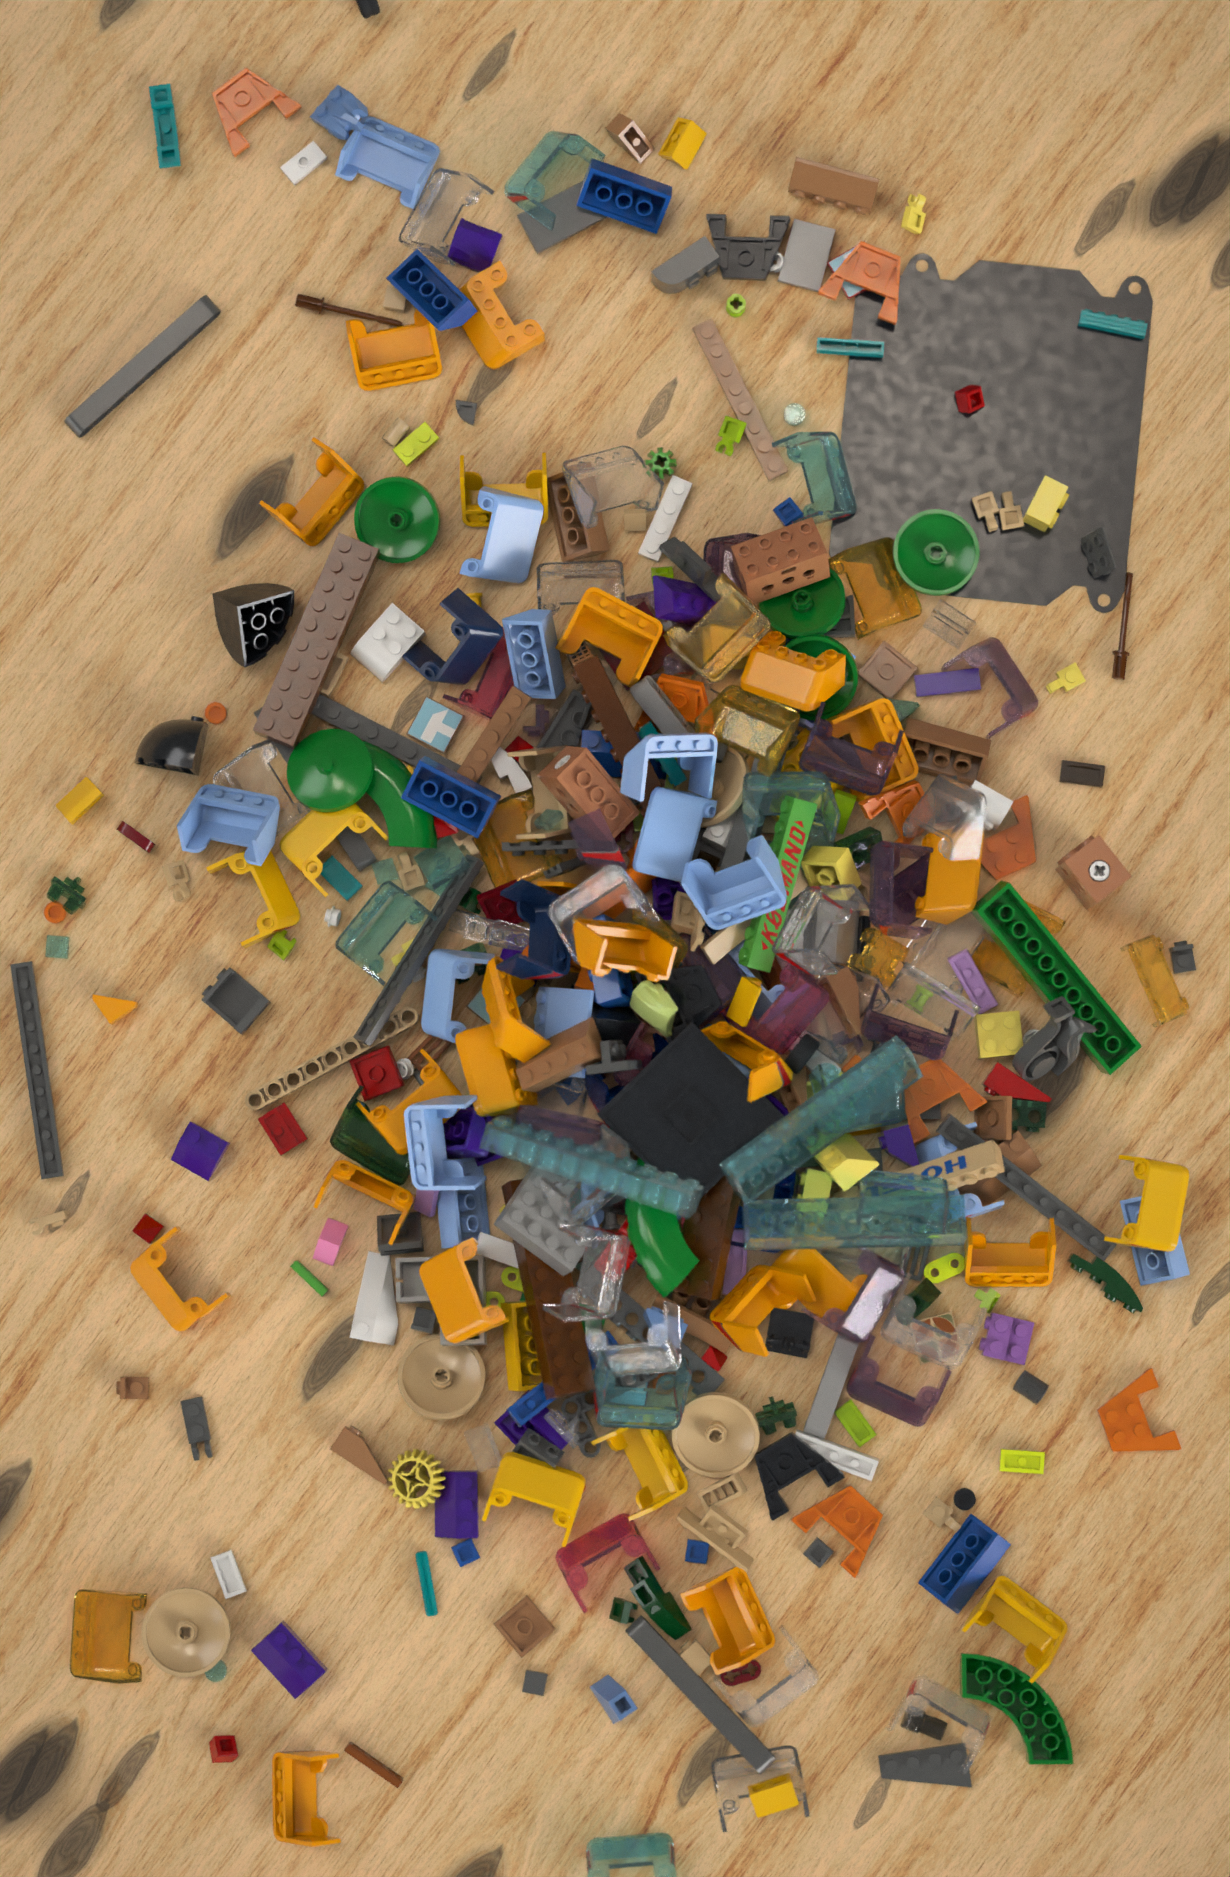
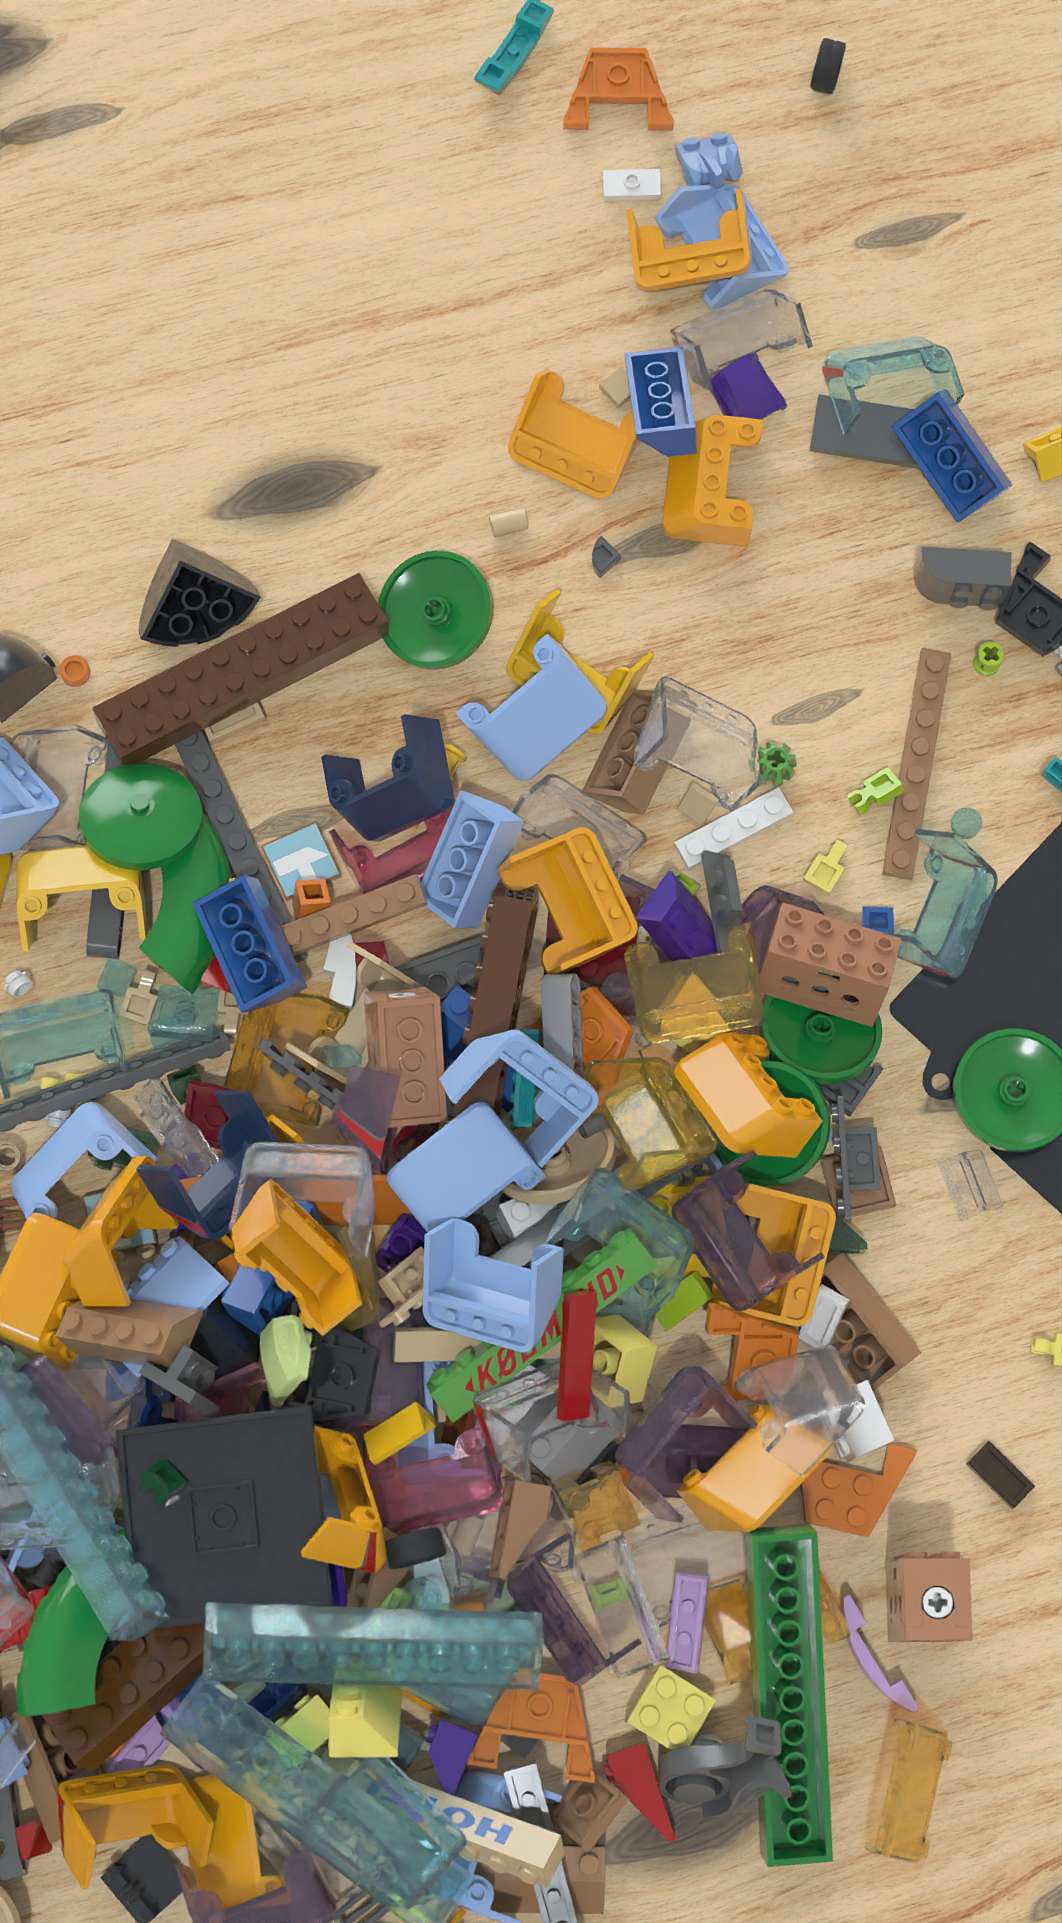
camera: 35 degrees right, 10 degrees down
(142, 366) = (294, 261): dark grey beam -> none
(318, 304) = (532, 335): reddish brown piece -> none
(323, 502) = (373, 537): light orange windscreen -> none
(340, 878) = (61, 948): teal tile -> none
(382, 189) = (691, 263): none -> light orange windscreen
(386, 642) = (319, 728): white brick -> none
(415, 444) = (520, 550): neon yellow plate -> none
(460, 743) = (310, 897): none -> orange brick
(542, 717) = (424, 940): bracket -> none
(563, 868) = (310, 1120): dark grey tile -> none
(629, 137) = (1005, 403): medium nougat slope -> none
(644, 1120) = (162, 1481): none -> dark green tile
(736, 504) = (826, 870): none -> light yellow plate
(809, 886) = (576, 1355): none -> red tile
(859, 843) = (674, 1355): clear green brick -> none
(876, 586) = (917, 1078): clear yellow windscreen -> none
(878, 658) = (858, 1159): none -> dark grey bracket
(926, 761) = (825, 1318): none -> white tile
(947, 682) = (919, 1249): tile -> none
(1023, 698) = (993, 1332): windscreen -> none
(1023, 1108) = (633, 1826): clear green brick -> none
(1110, 933) = (894, 1692): none -> lavender slope
(1182, 957) = (962, 1789): dark grey bracket -> none

